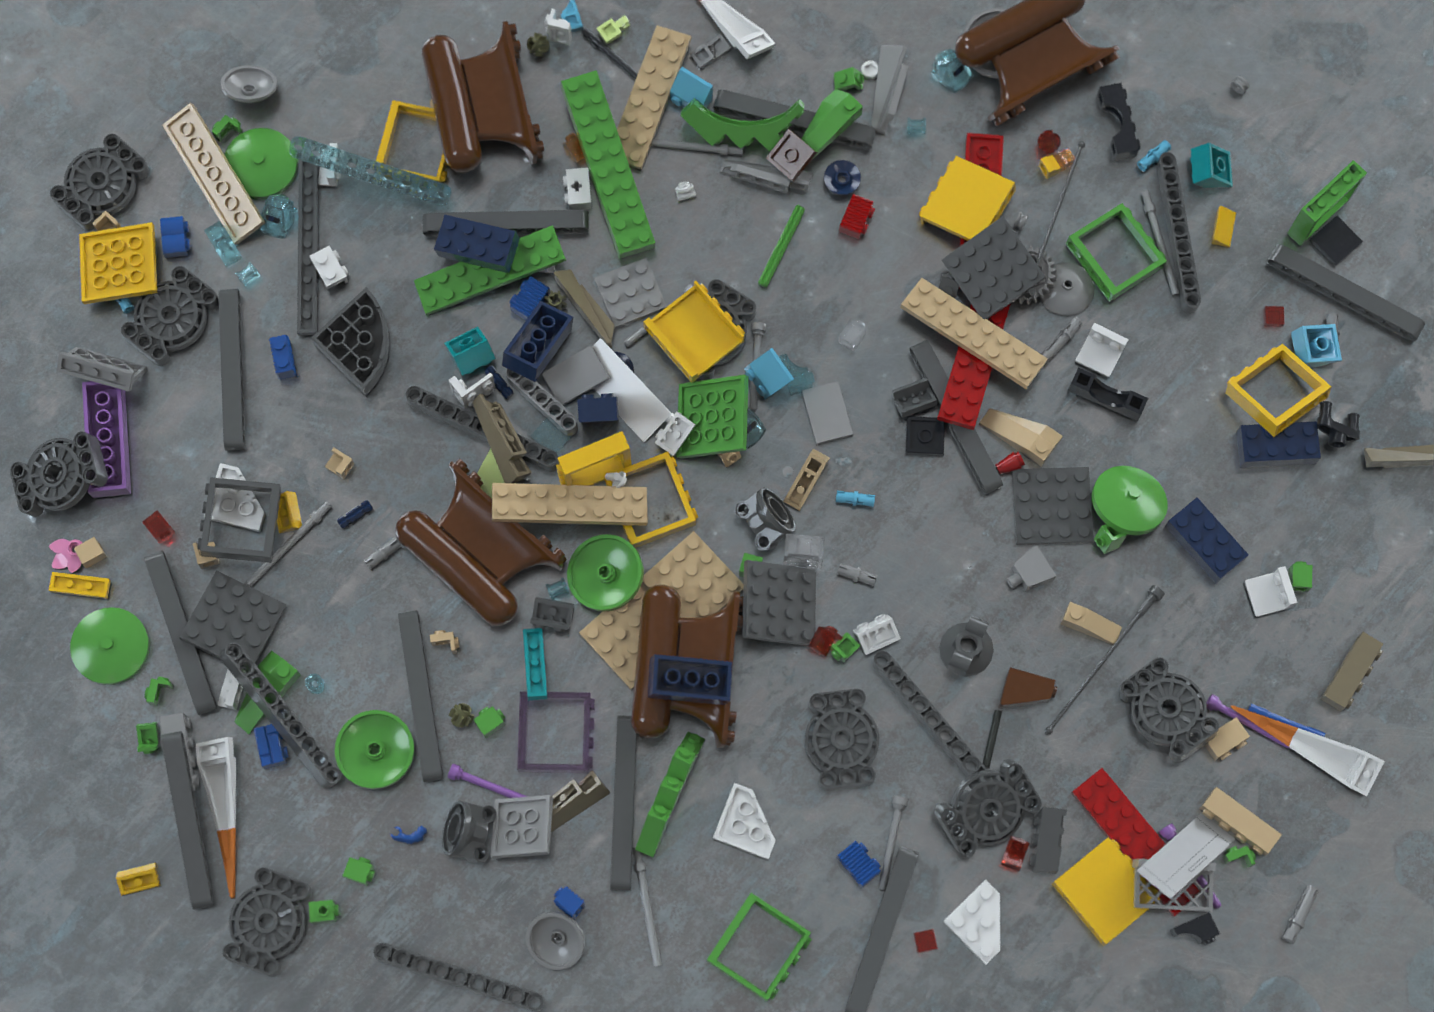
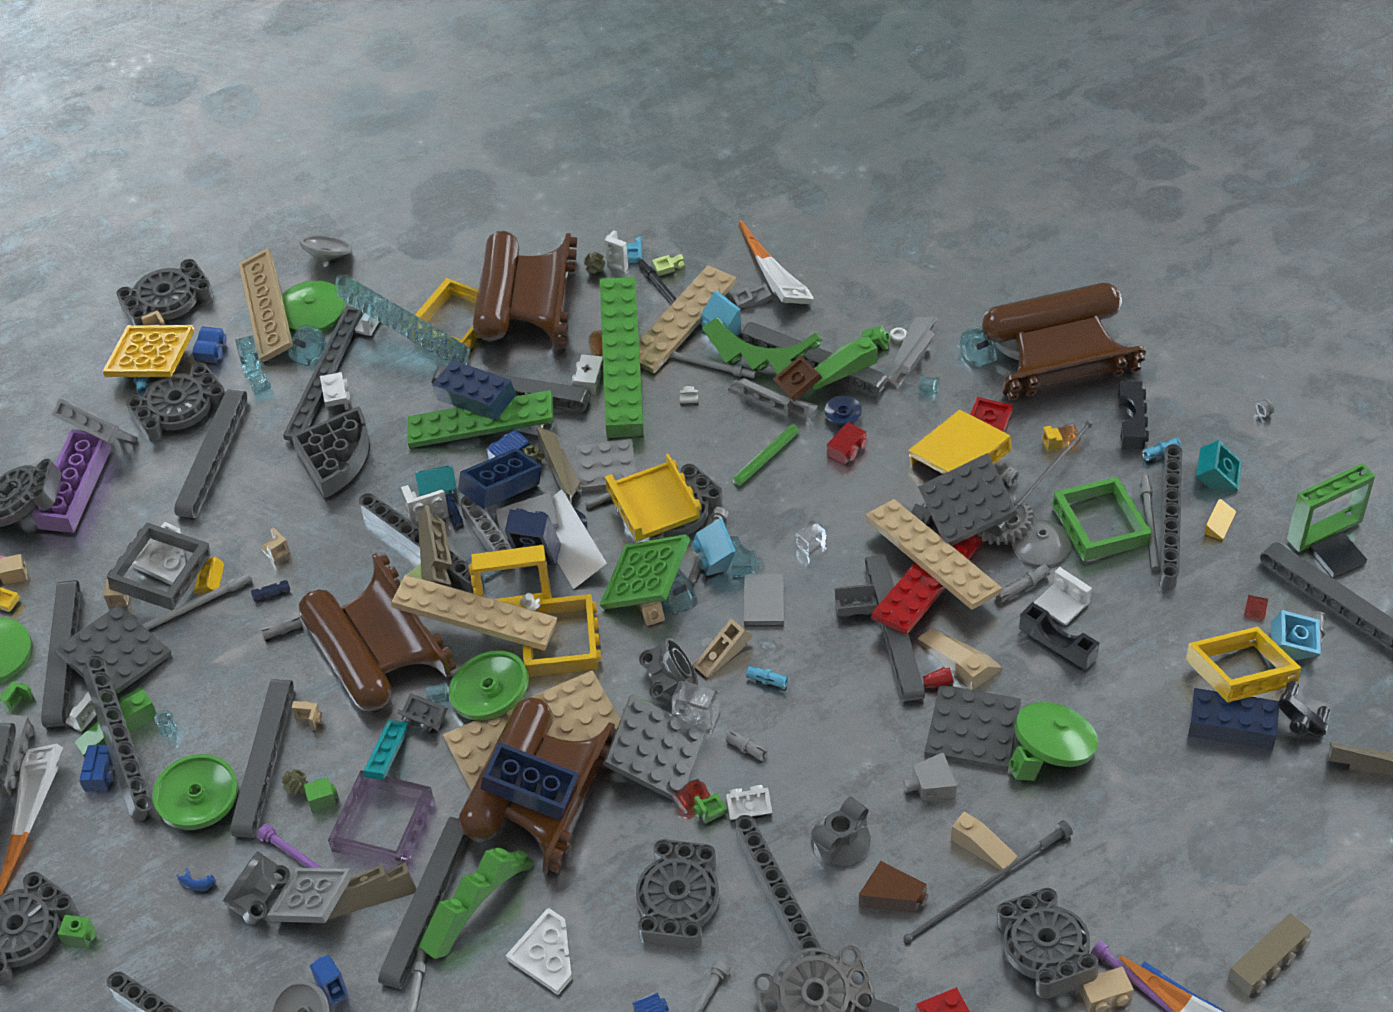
camera: 20 degrees right, 25 degrees down
(158, 527) = (84, 561): clear red brick -> none
(224, 126) = (291, 274): bright green bracket -> none
(282, 357) = (261, 450): blue brick -> none
(359, 871) = (130, 901): bright green brick -> none
(674, 433) = (603, 580): white bracket -> none
(924, 436) = (857, 639): black tile -> none
(992, 738) = (845, 926): pearl dark grey bar -> none
(1049, 141) = (1057, 417): clear red gear -> none
(1206, 540) = (1132, 790): dark blue brick -> none
(1271, 592) = (1193, 857): white bracket -> none
(1301, 576) = (1230, 848): bright green brick -> none

